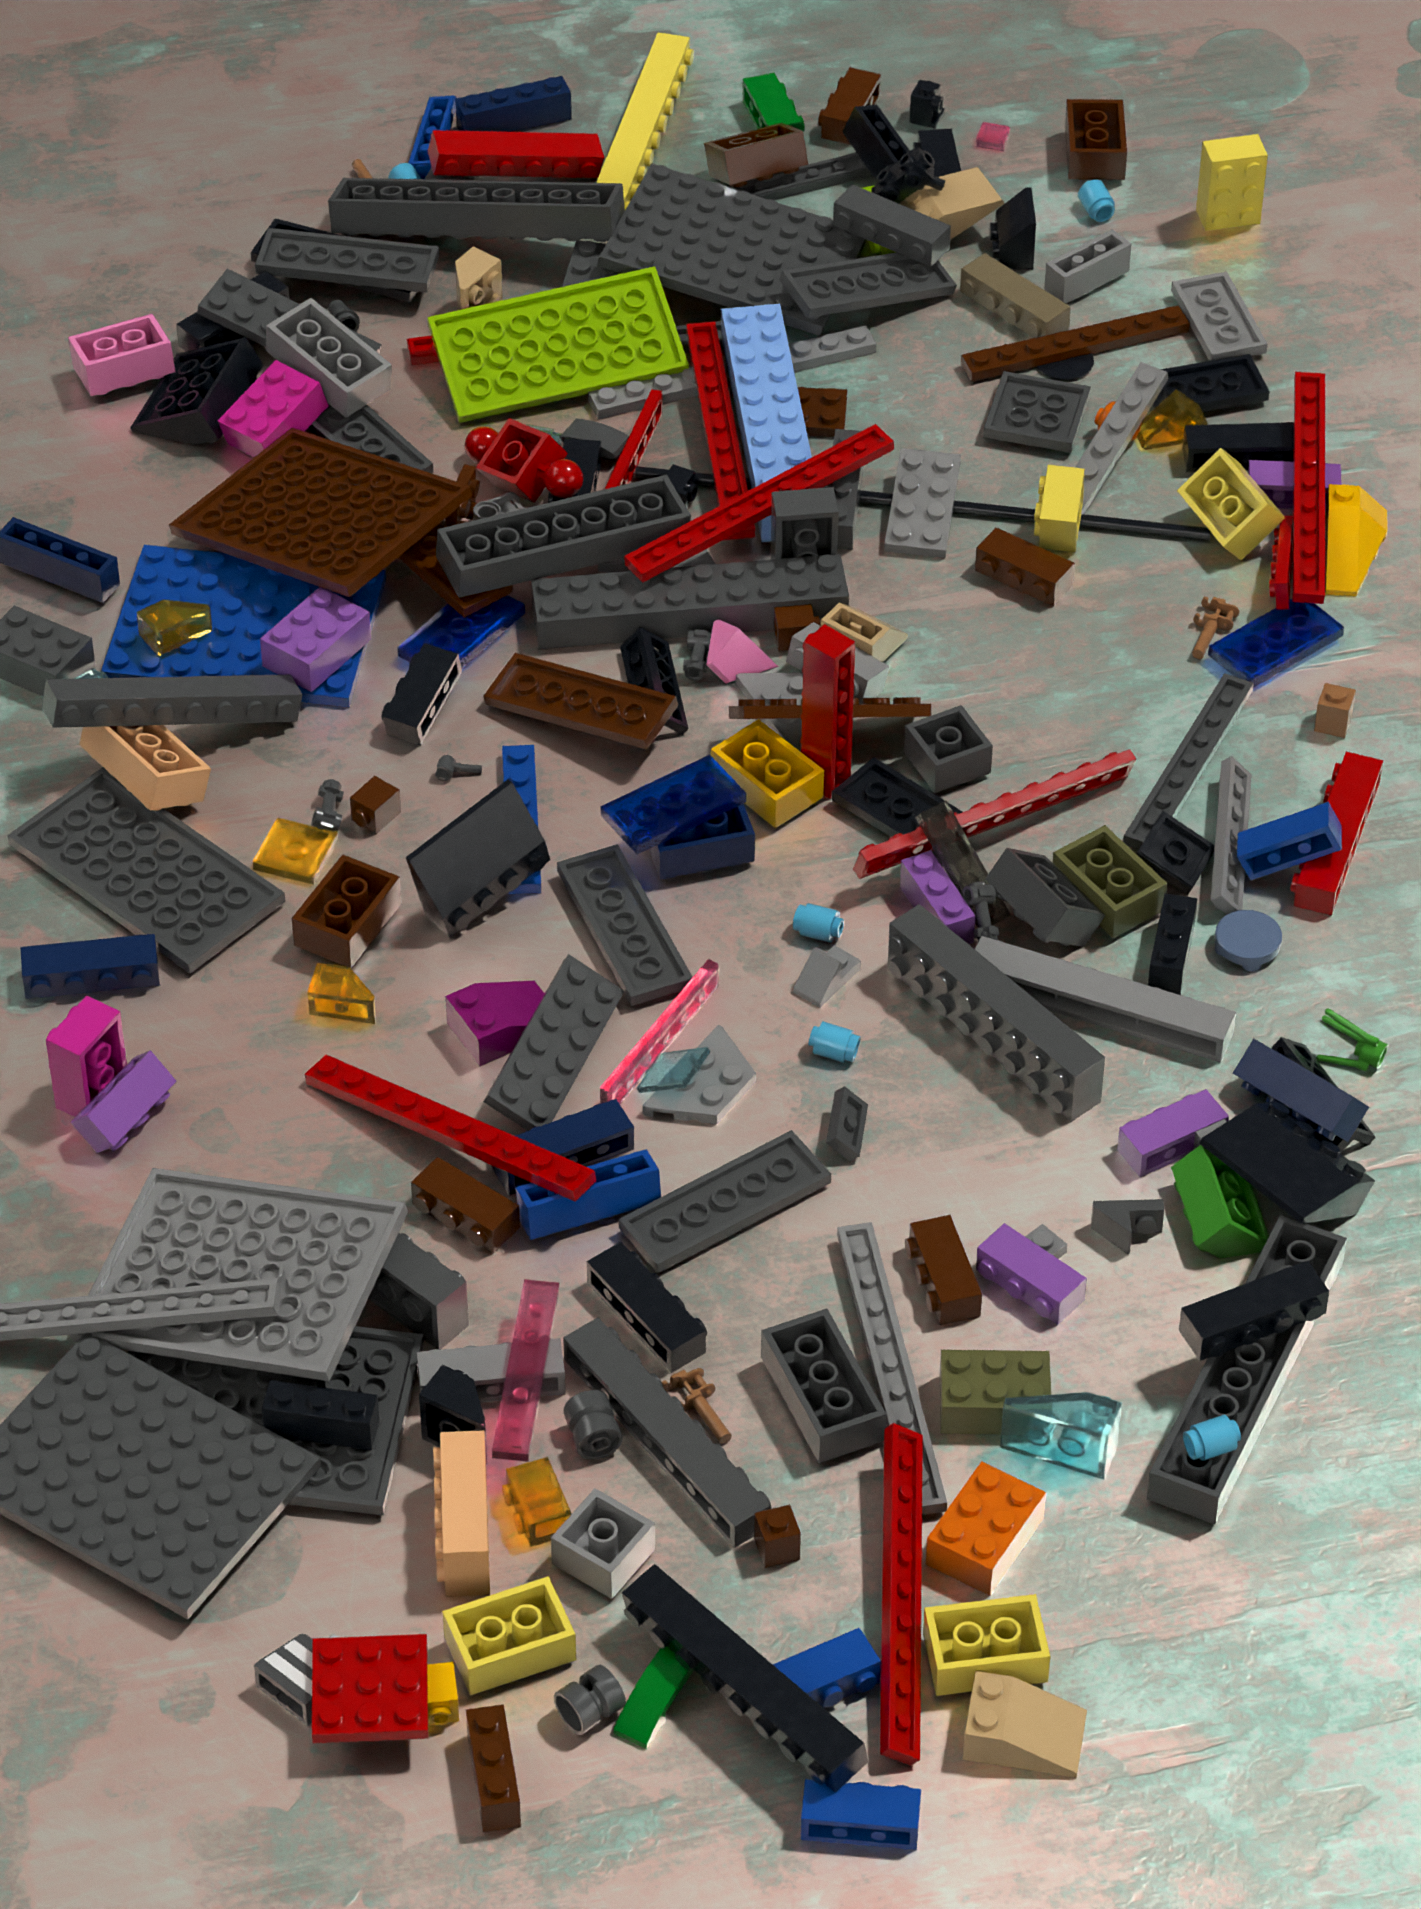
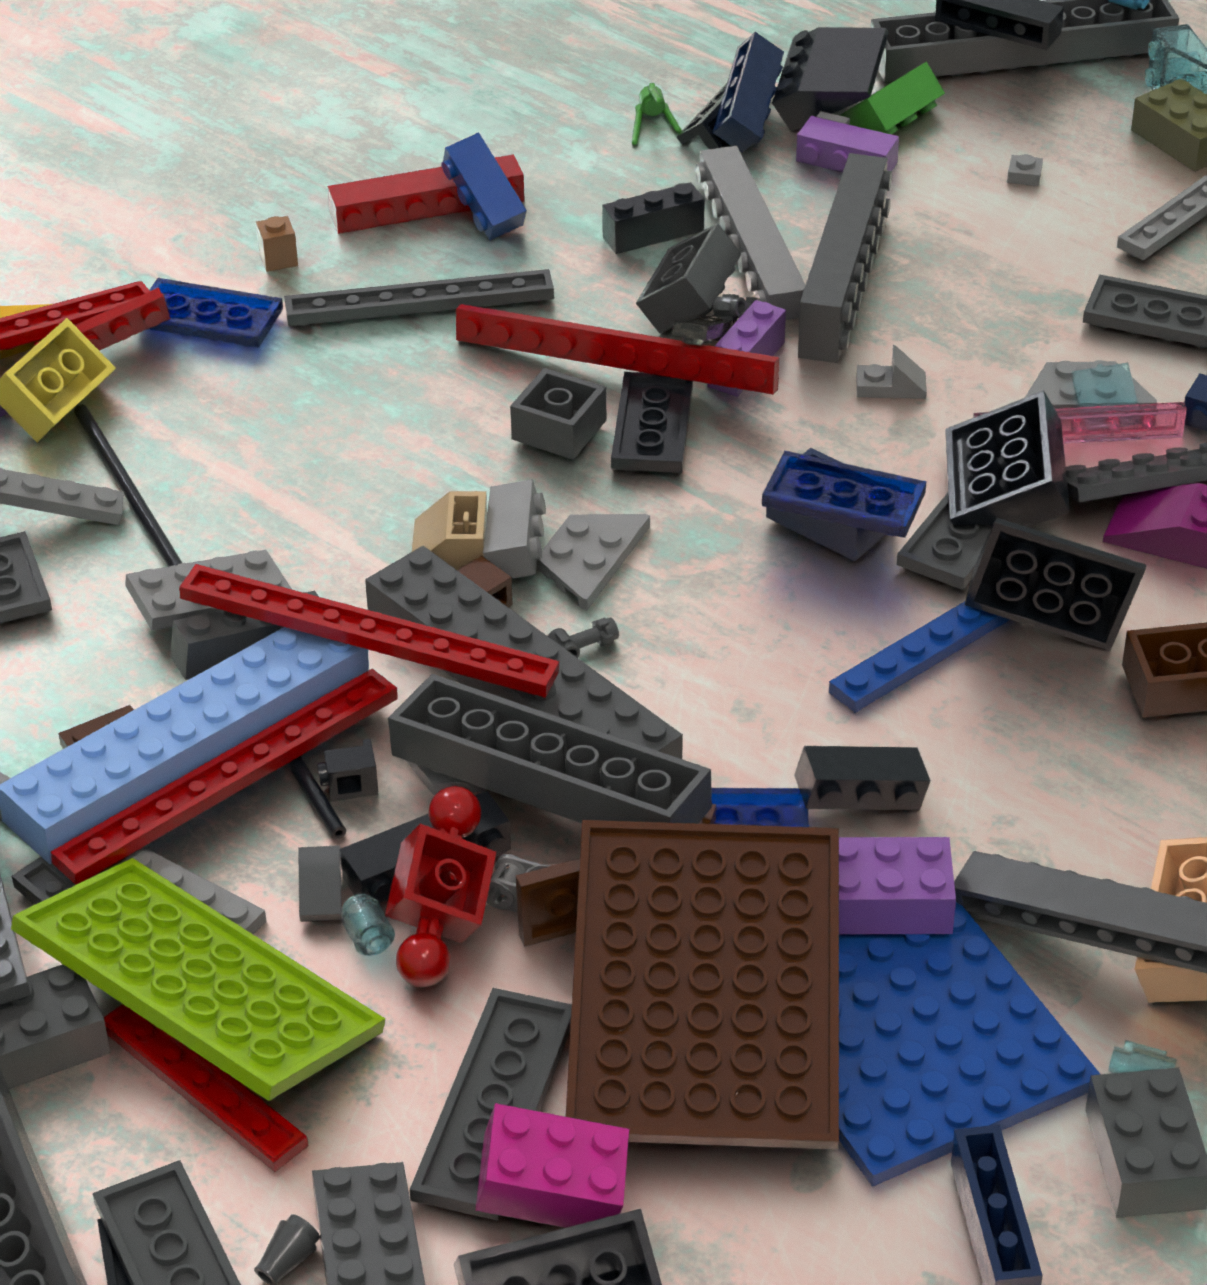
camera: 125 degrees left, 5 degrees down
(173, 624) = (991, 1022): clear yellow slope -> none
(295, 851) = (1148, 775): clear yellow tile -> none
(327, 817) = (1085, 764): dark grey bar -> none
(331, 354) = (425, 1145): light grey brick -> none
(375, 804) = (1036, 739): reddish brown brick -> none
(448, 765) = (920, 729): dark grey hand -> none
(478, 279) = (150, 1115): tan slope -> none
(581, 700) = (751, 661): reddish brown plate -> none
(633, 940) = (1008, 465): none -> black slope
(638, 440) = (280, 846): red tile -> none
(644, 668) = (664, 645): black fence -> none
(734, 653) = (561, 606): bright pink slope -> none
(771, 772) = (709, 501): yellow brick -> none
(804, 523) = (371, 578): dark grey brick -> none
(818, 922) = (845, 403): medium azure brick -> none
(828, 704) = (656, 407): red brick -> none
(834, 1042) = (963, 337): medium azure brick -> none
(847, 1123) = (1027, 298): dark grey plate -> none
(869, 708) = (603, 482): reddish brown plate -> none
(944, 1270) = (1112, 191): reddish brown brick -> none
(1024, 566) = (248, 487): reddish brown brick -> none
(1031, 1274) = (1064, 155): medium lavender brick -> none
(1059, 508) = (159, 468): light yellow brick -> none
(1112, 879) = (620, 266): olive brick -> none
(1120, 1218) = (953, 136): dark grey slope -> none
(1175, 852) = (543, 258): black tile -> none
(1212, 622) = (219, 358): medium nougat piece -> none
(1231, 819) = (479, 245): light grey plate -> none
(1248, 938) = (590, 191): sand blue tile -> none

